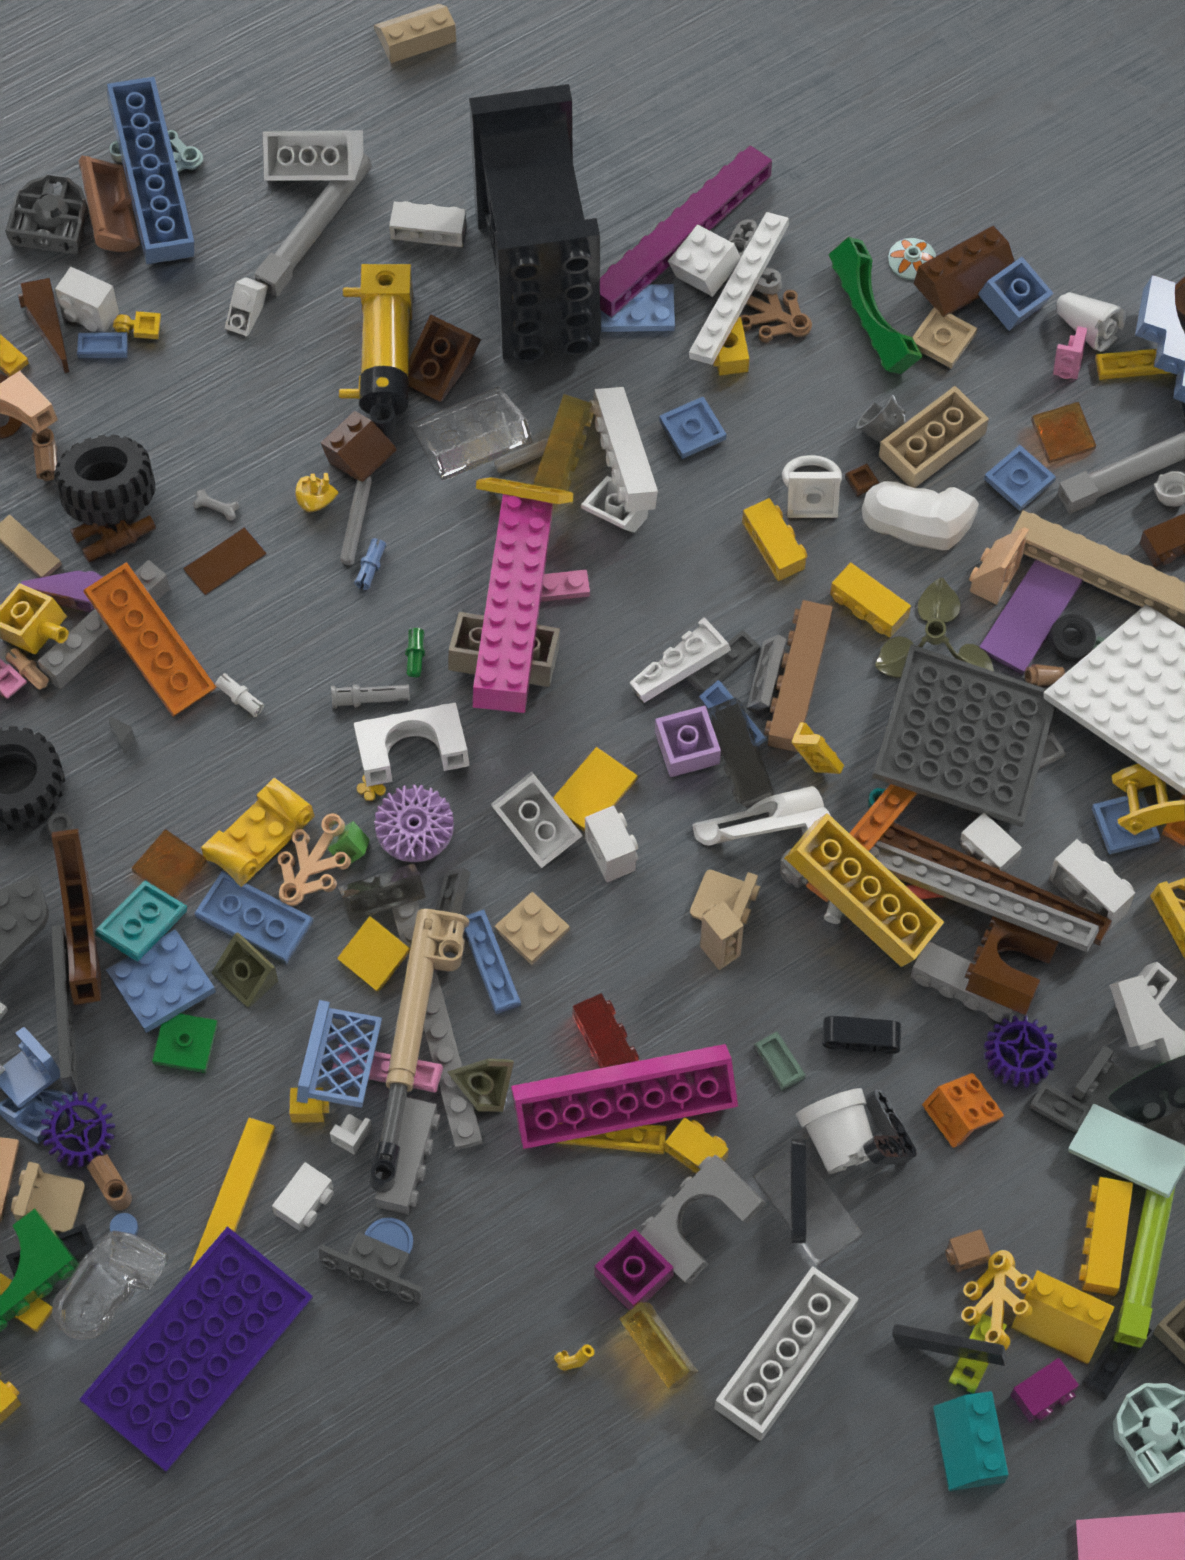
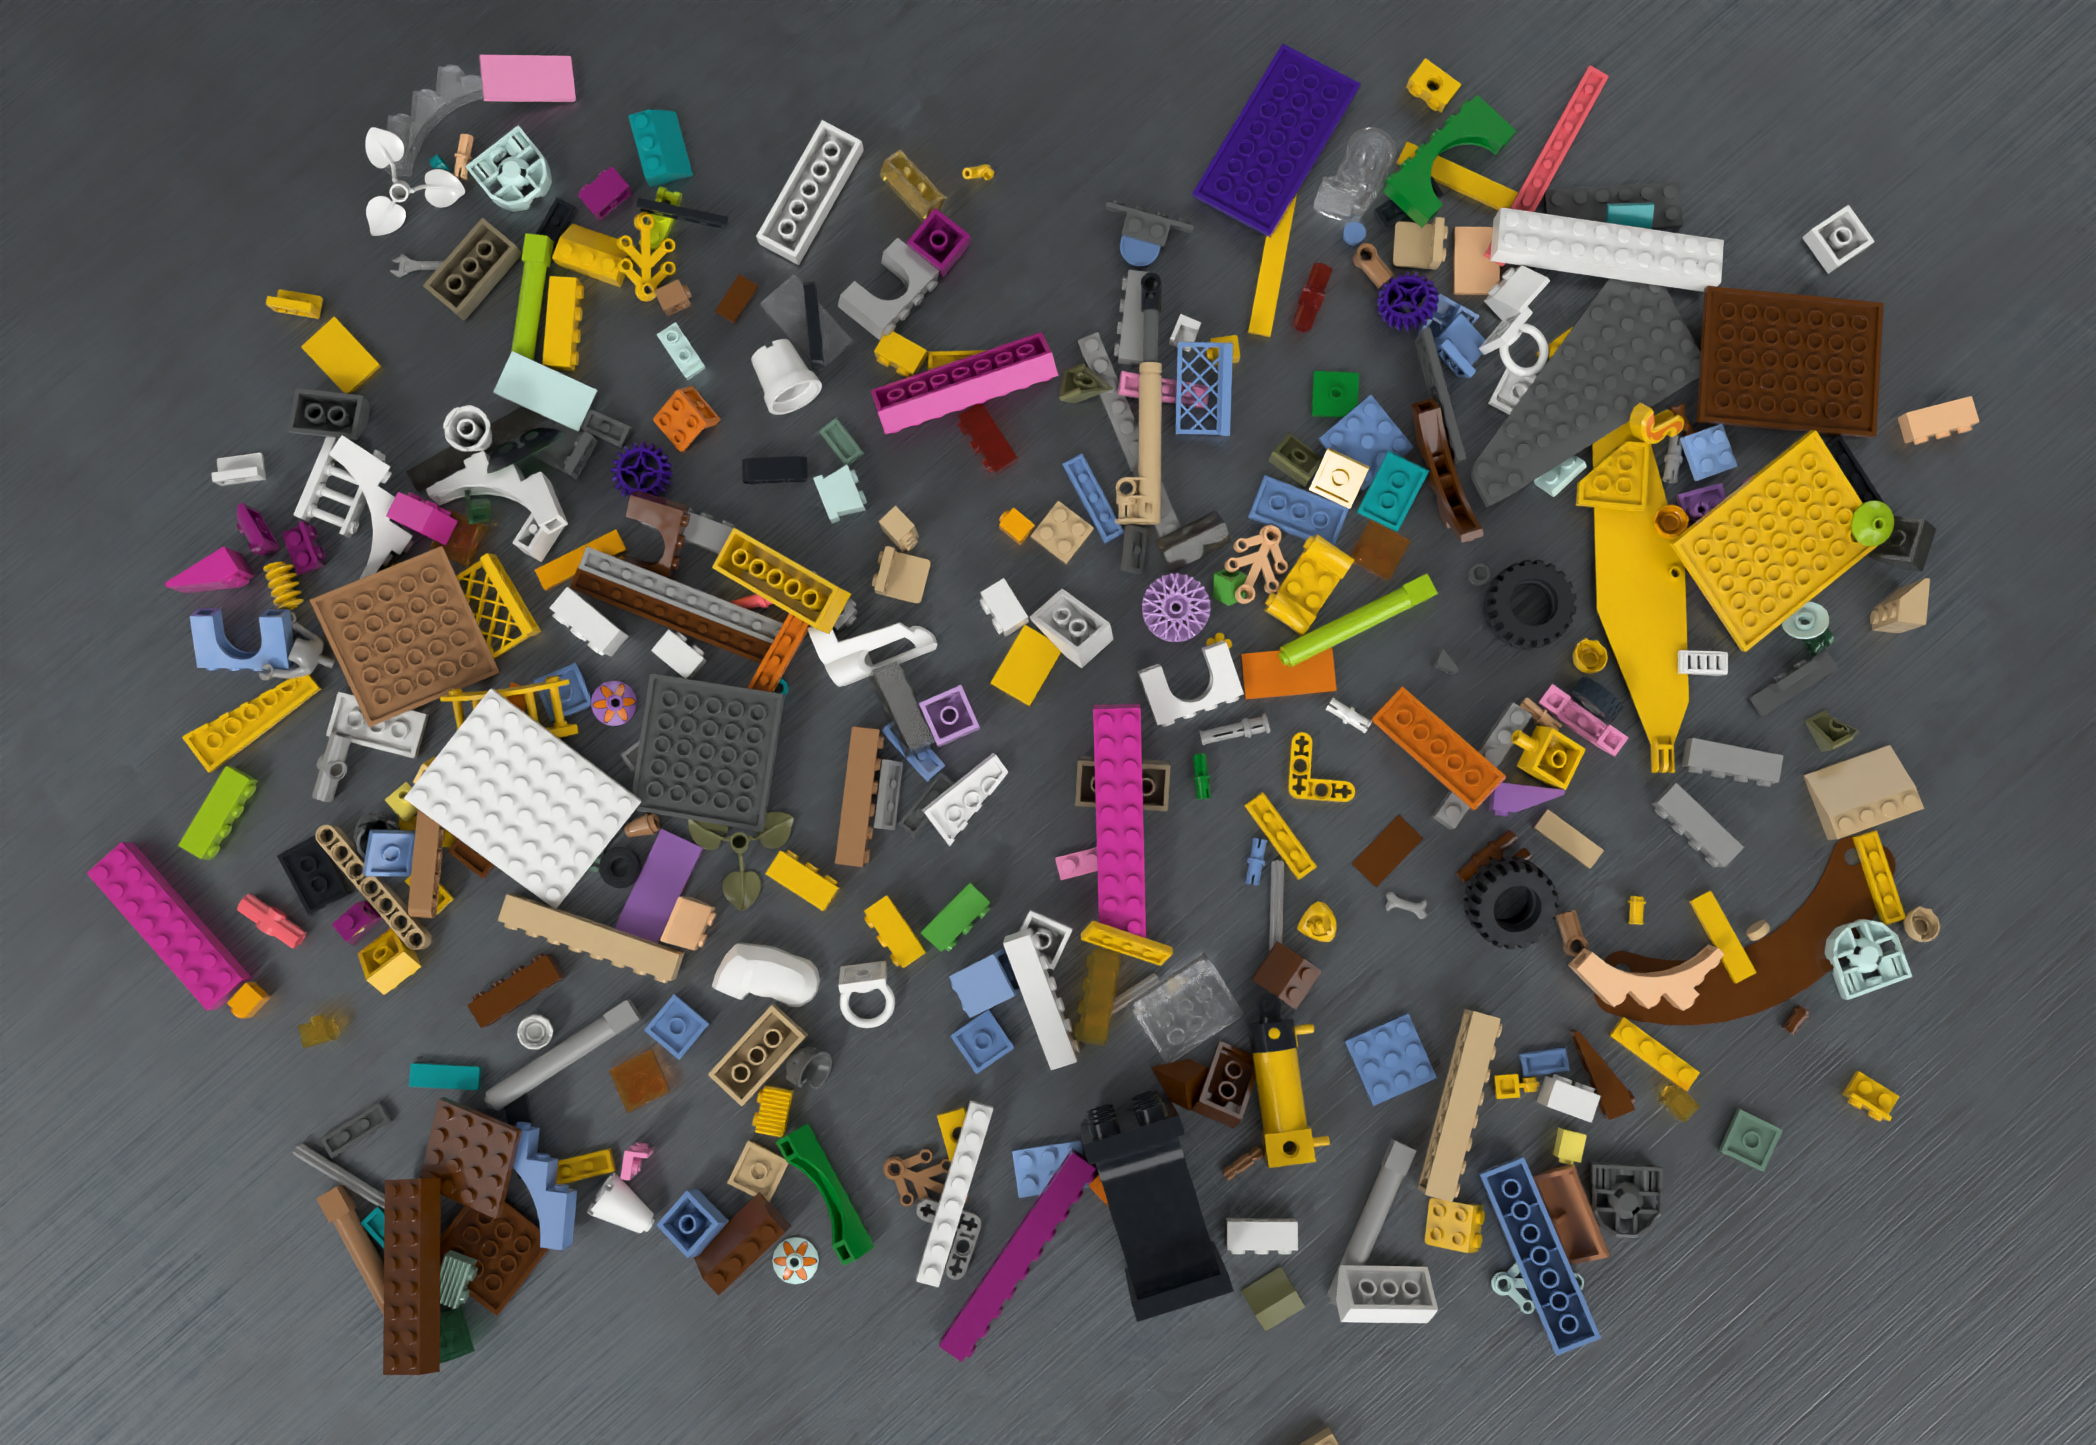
camera: 175 degrees right, 20 degrees up
(96, 262) = (1569, 1146): none -> light yellow brick
(142, 808) = (1357, 621): none -> lime brick
(191, 1154) = (1311, 297): none -> clear red piece
(198, 939) = (1339, 478): none -> plate
(200, 309) = (1459, 1105): none -> tan brick
(229, 209) = (1454, 1225): none -> yellow bracket
(245, 305) = (1418, 1119): white slope -> none
(263, 365) = (1390, 1059): none -> medium blue plate
(297, 633) = (1310, 784): none -> yellow beam
(298, 748) = (1267, 677): none -> orange tile
(303, 1197) = (1214, 272): white brick -> none
(339, 587) = (1280, 836): none -> yellow tile
(374, 954) = (1191, 488): yellow tile -> none
(427, 172) = (1272, 1298): none -> olive slope
(435, 290) = (1243, 1162): none -> medium nougat axle
(485, 368) = (1181, 1081): none -> reddish brown slope
(584, 937) = (1016, 525): none -> light orange brick
(681, 477) = (985, 983): none -> medium blue slope
(704, 260) = (991, 1221): white brick -> none
(706, 543) = (956, 918): none -> bright green slope
(786, 998) = (840, 493): none -> light aqua hips
(816, 751) = (840, 721): yellow bracket -> none
(861, 479) = (821, 1008): reddish brown tile -> none
(890, 1243) = (736, 299): none -> reddish brown tile
(895, 1144) = (735, 379): black beam -> none
(922, 386) = (773, 1110): none -> yellow brick
(962, 1180) = (681, 351): none -> light aqua hips
(1071, 814) = (602, 705): none -> medium lavender dish
(1099, 966) = (566, 565): none -> light orange tile

